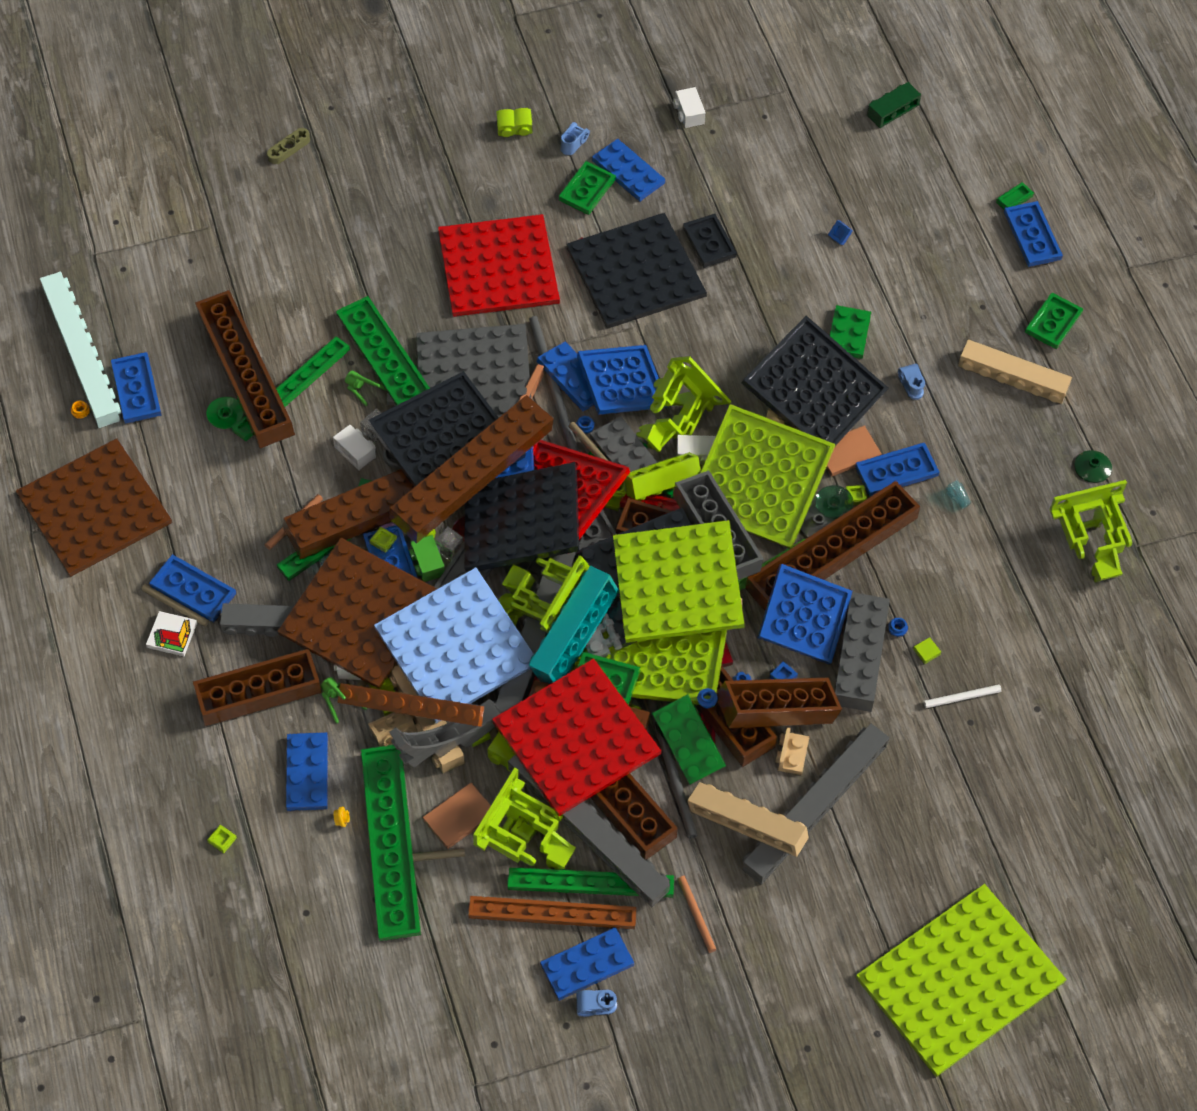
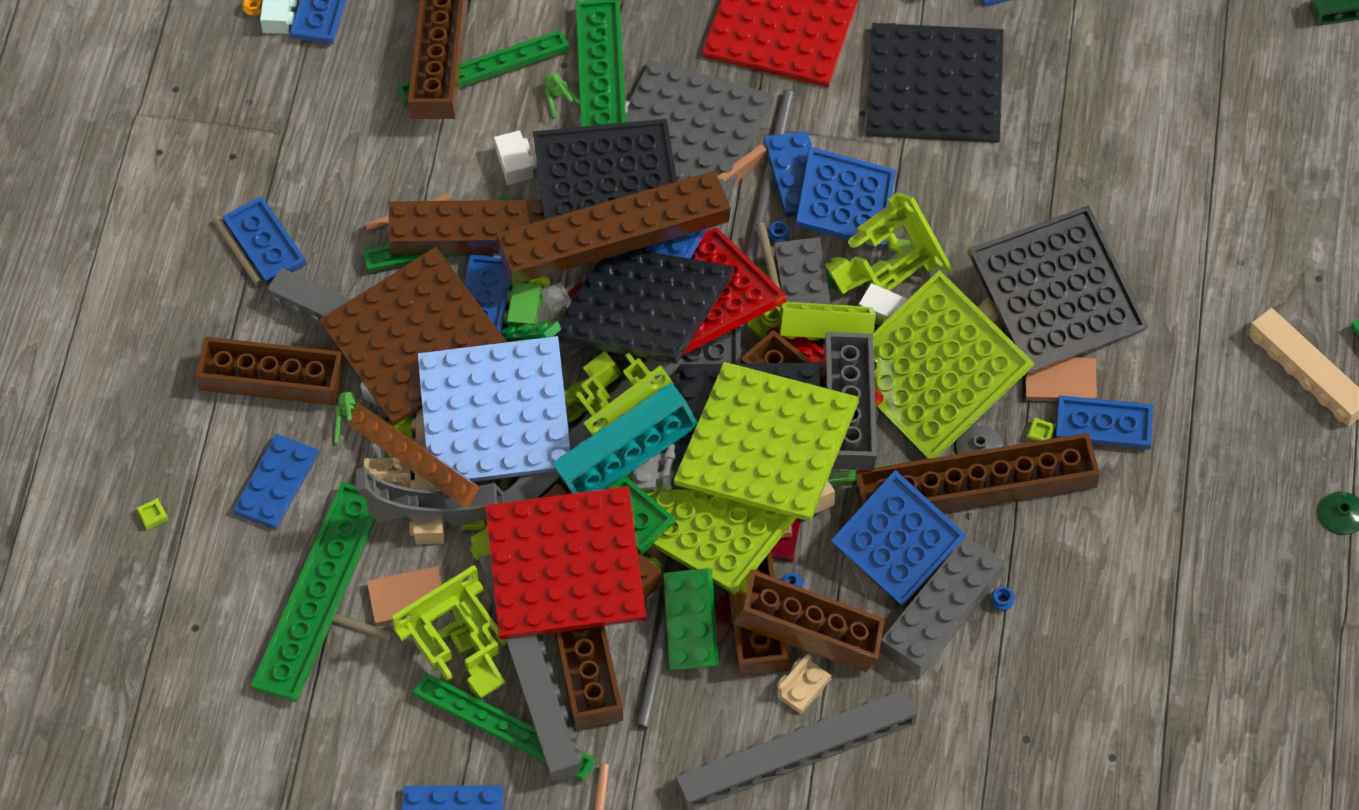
camera: 30 degrees right, 0 degrees up
(93, 507) = (212, 114): reddish brown plate -> none
(171, 633) = (217, 279): tile -> none
(221, 407) = (392, 62): green dish -> none
(341, 817) = (283, 543): yellow plate -> none
(383, 539) = (487, 268): lime tile -> none
(449, 573) = (528, 331): none -> green plate
(552, 912) = (446, 740): dark orange plate -> none
(707, 703) = (728, 587): blue plate -> none
(709, 240) = (1037, 80): black plate -> none
(748, 819) = (707, 733): tan brick -> none
(783, 671) = (842, 593): blue plate -> none
(834, 495) = (1009, 421): clear green dish -> none
(840, 232) = (1195, 128): blue plate -> none
(851, 329) = (1142, 245): green plate -> none
(912, 381) = (1181, 330): medium blue piece -> none
(927, 650) = (1021, 638): lime tile -> none
(958, 494) = (1160, 478): clear light blue cone -> none
(962, 696) = (1032, 706): white bar -> none
(1106, 512) = (1317, 575): lime container -> none

